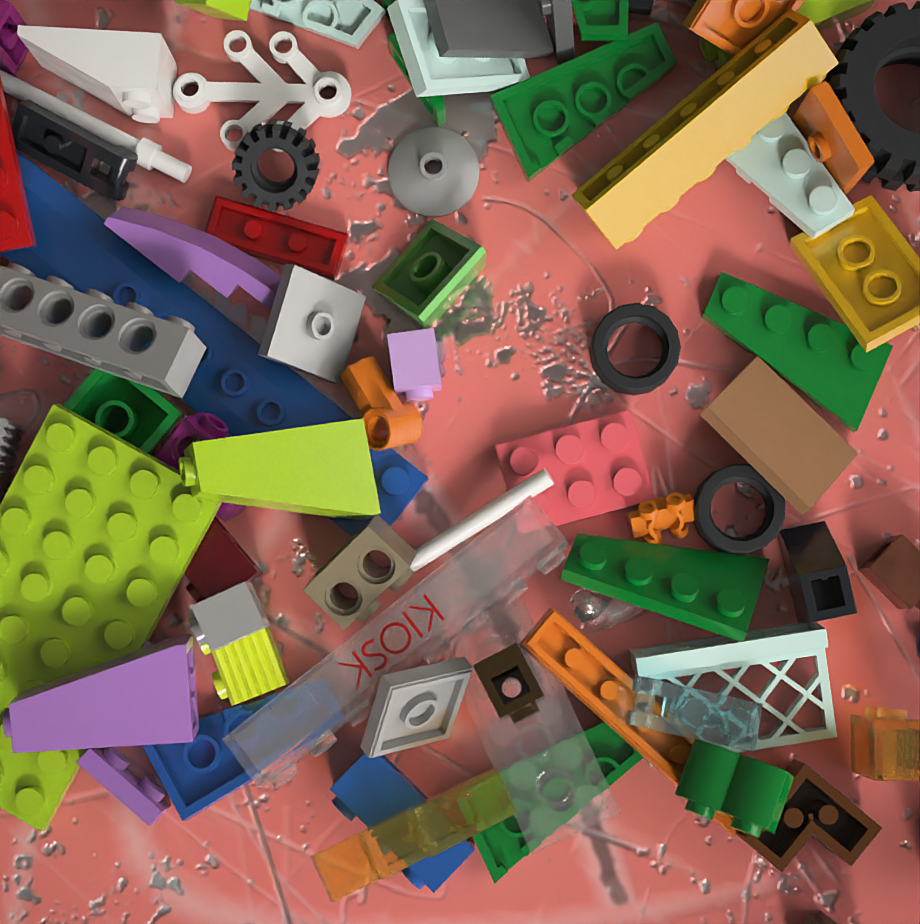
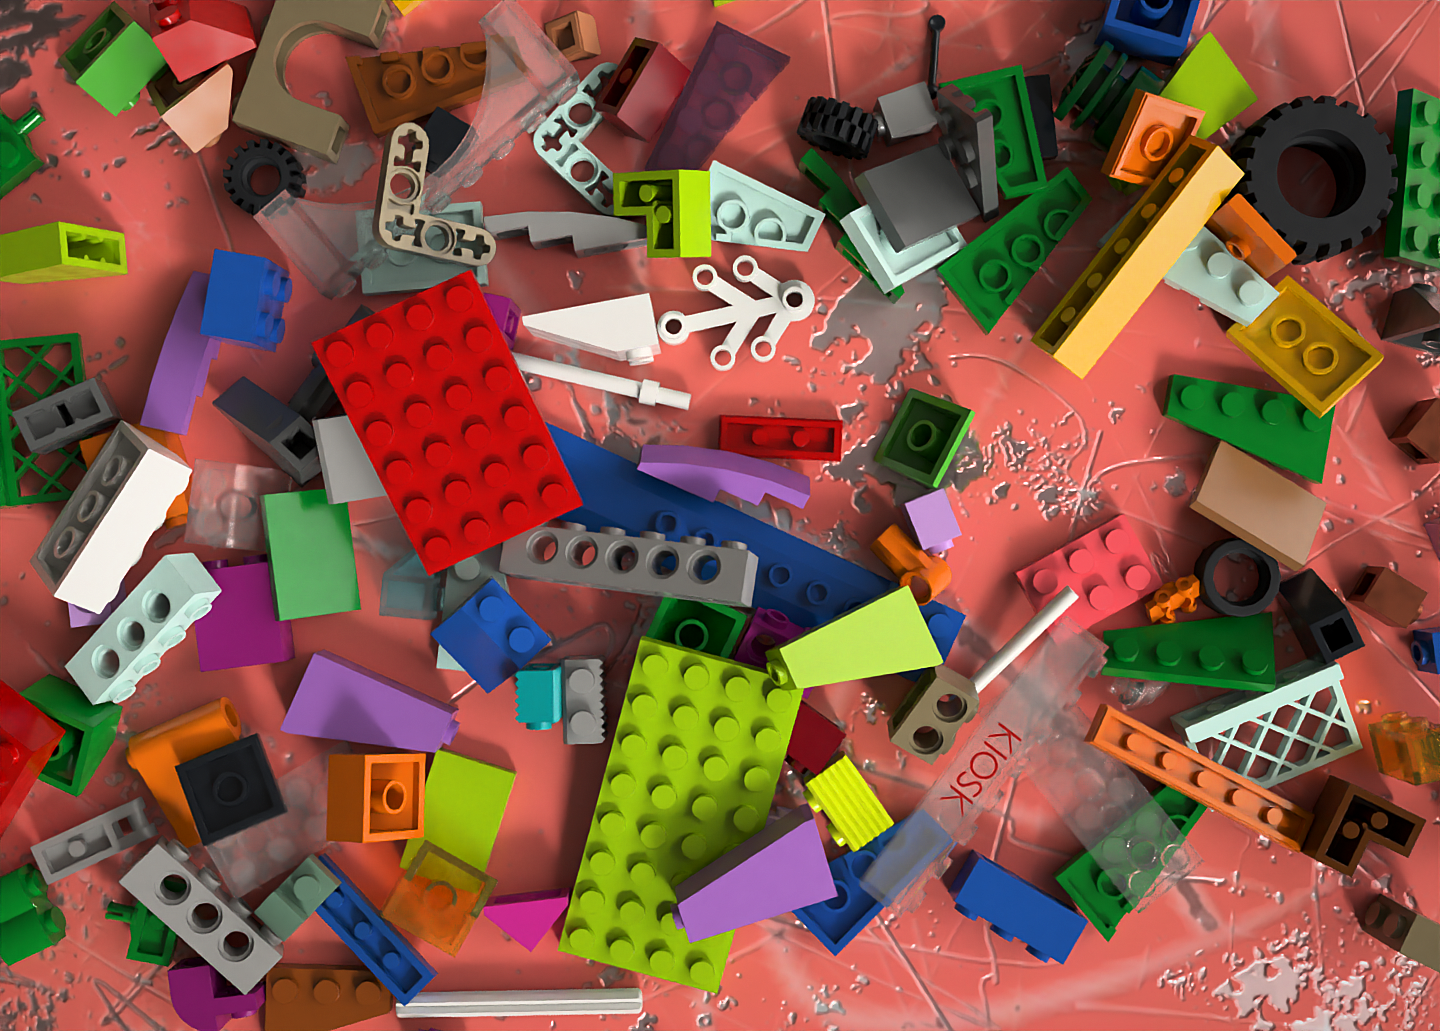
camera: 20 degrees left, 5 degrees up
(72, 150) = (588, 406): black plate -> none
(140, 795) = (791, 943): medium lavender plate -> none
(228, 617) = (837, 782): light grey brick -> none
(261, 188) = (779, 397): black tyre -> none
(312, 324) = (836, 510): light grey plate -> none
(413, 834) = (1036, 922): clear yellow slope -> none
(416, 706) = (1012, 816): light grey plate -> none
(433, 193) = (897, 366): light grey dish -> none
(505, 666) = (1084, 760): dark brown brick -> none
(653, 319) = (1147, 460): black tyre -> none
(695, 714) = (1246, 762): clear light blue plate -> none
(734, 787) = (1296, 818): green brick -> none

